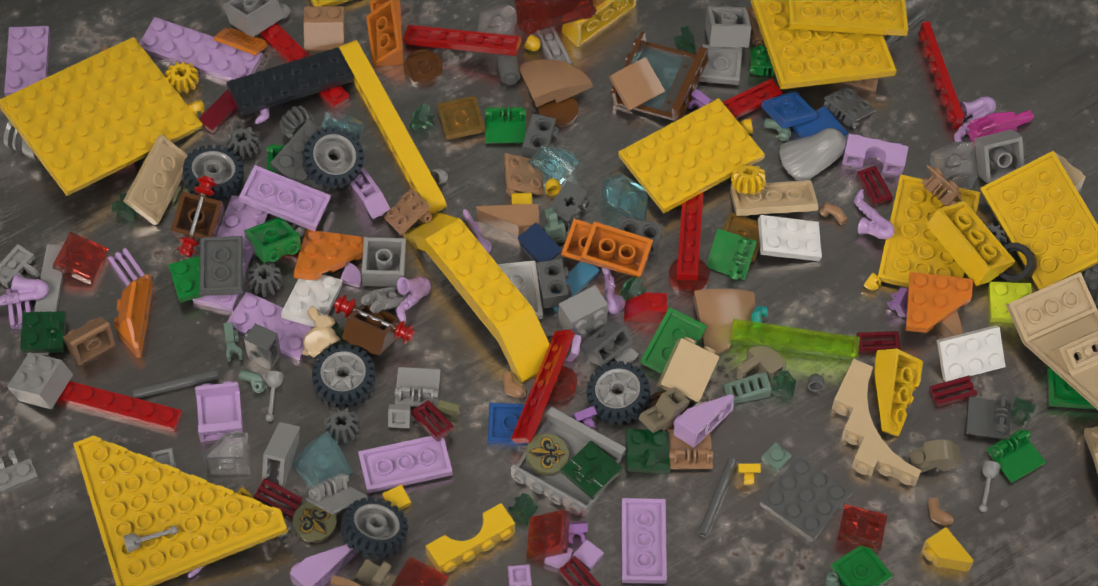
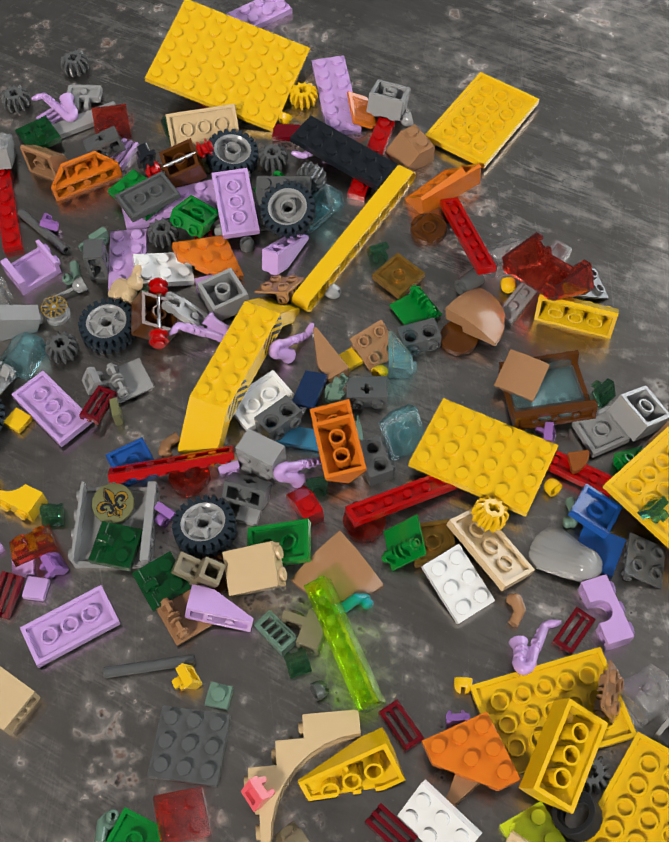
camera: 65 degrees right, 0 degrees up
(110, 276) = (105, 142): none -> dark grey brick
(160, 247) = (145, 156): none -> black hips
(170, 374) = (48, 222): none -> medium lavender tile
(291, 411) = (55, 310): none -> light grey wheel
(334, 218) = (247, 244): none -> dark grey hinge
(740, 94) = (577, 460): none -> dark orange tile
(826, 65) = (655, 509): none -> clear green tile
(881, 457) = (256, 793): none -> coral tile

